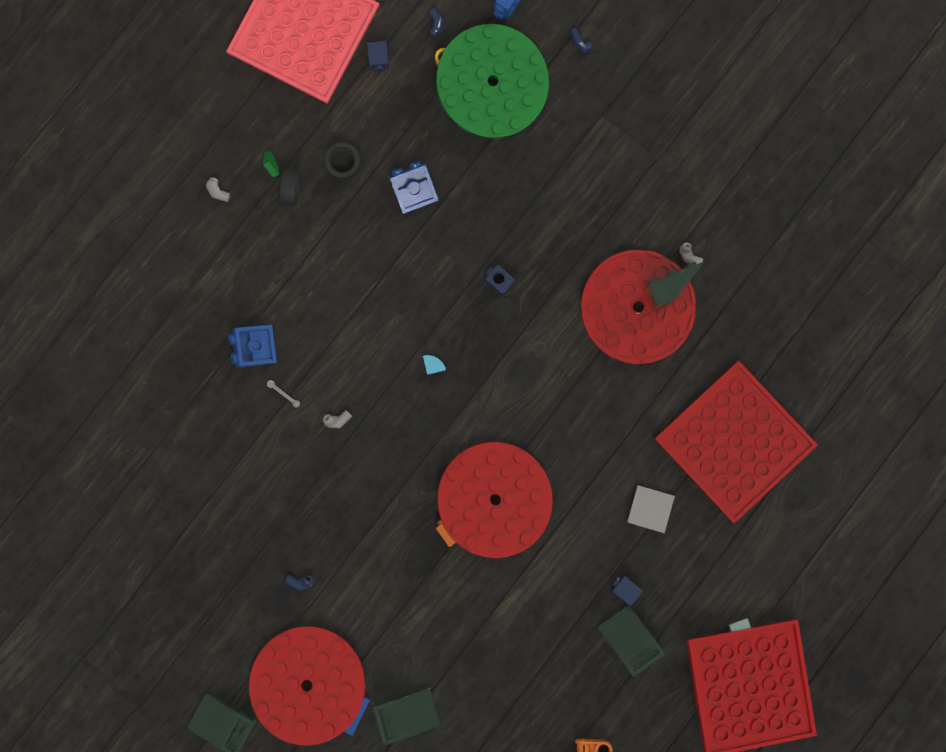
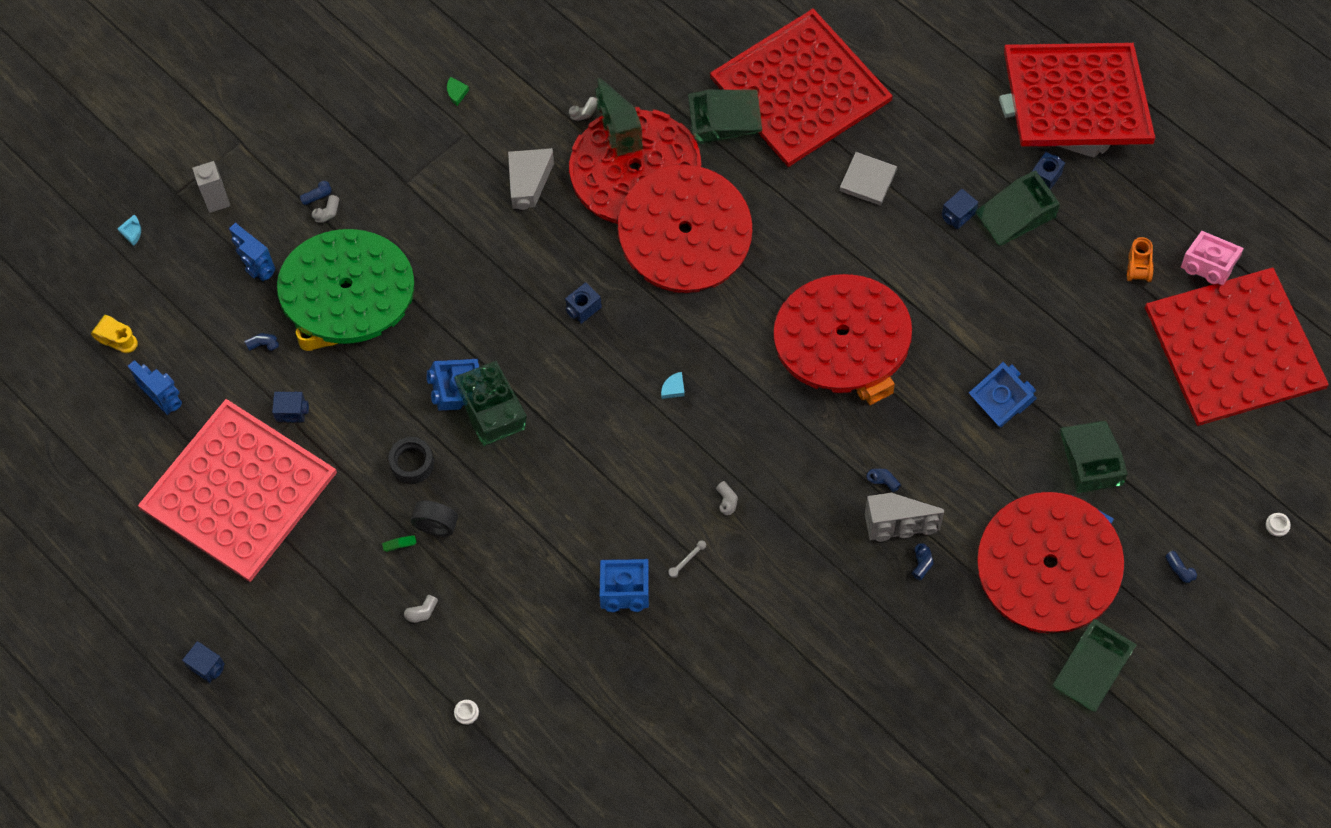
camera: 75 degrees left, 20 degrees down
(138, 238) = (466, 712): none -> white plate
(155, 31) = (204, 662): none -> dark blue brick
(329, 554) = (900, 516): none -> light grey slope
(370, 544) = (883, 476): none -> dark blue arm
(397, 216) = (490, 403): none -> clear green slope
(453, 639) = (1003, 394): none -> blue plate
(563, 54) = (323, 215): none -> light grey arm
(607, 349) = (678, 259): none -> red plate
(615, 216) = (528, 175): none -> light grey slope
(665, 661) = (1051, 163): none -> dark blue brick
(694, 378) = (724, 114): none -> clear green slope
(697, 142) = (456, 90): none -> green tile

